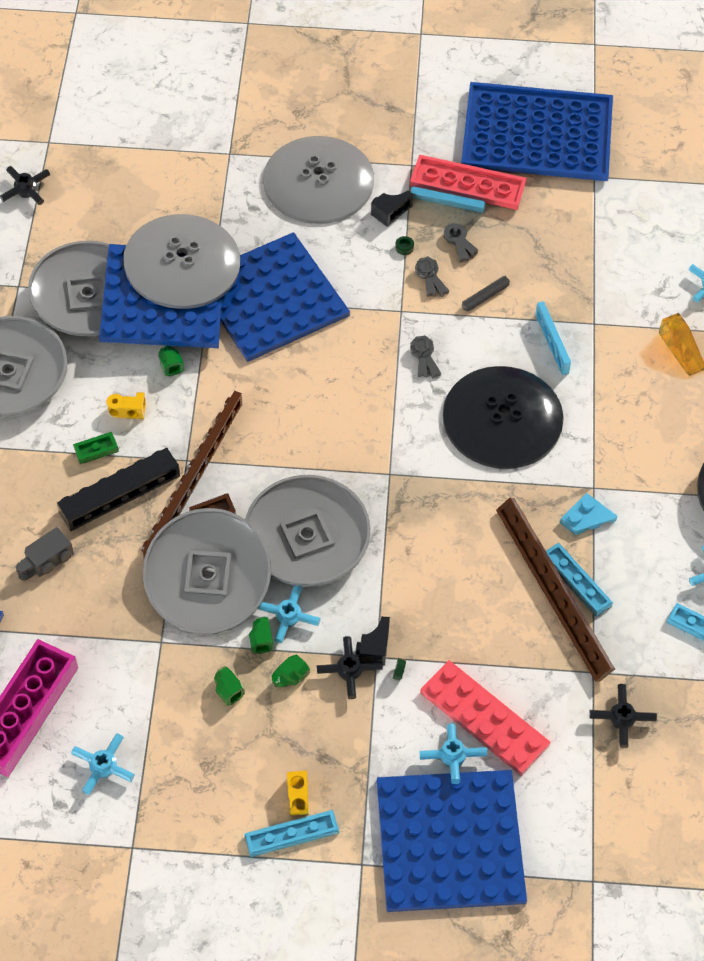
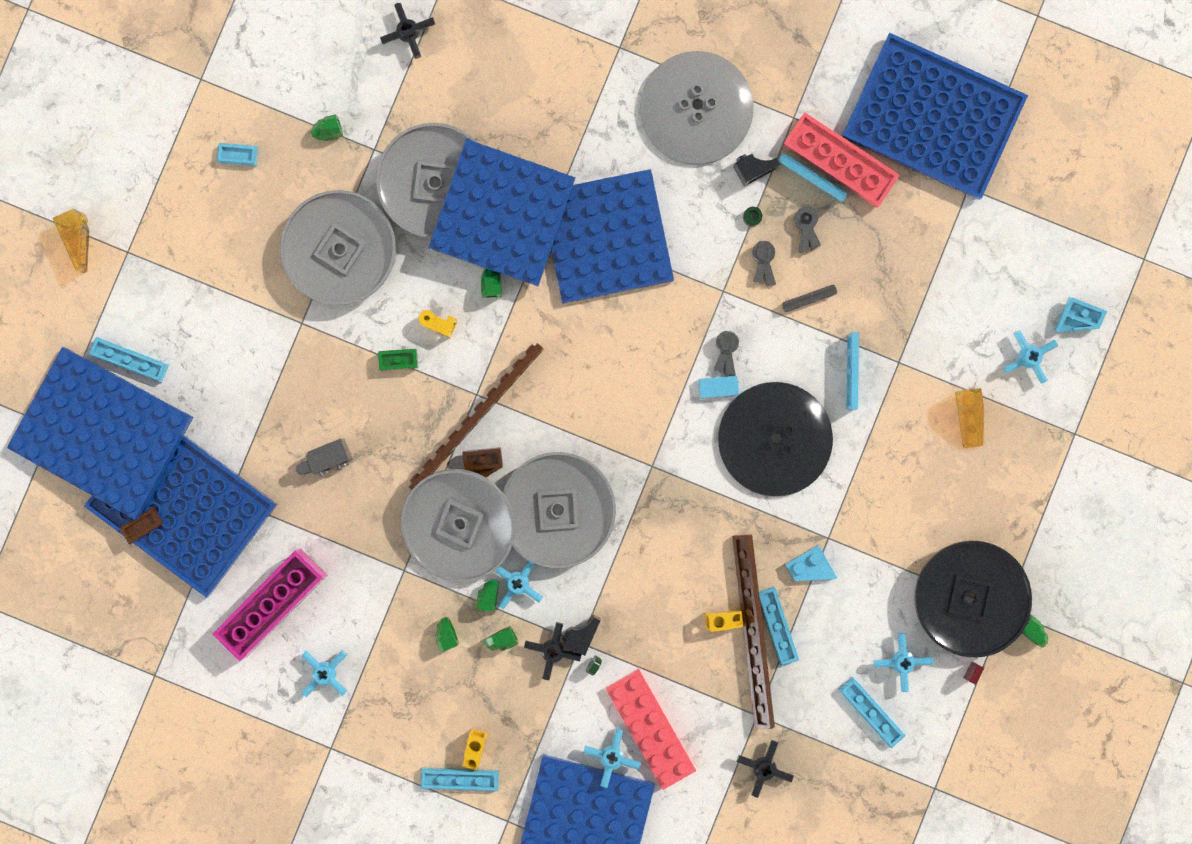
camera: 20 degrees right, 30 degrees up
(118, 489) = (406, 411): black brick -> none
(185, 281) = (526, 209): light grey dish -> none
(428, 387) = (718, 387): none -> medium azure tile
(518, 586) = (723, 620): none -> yellow leg

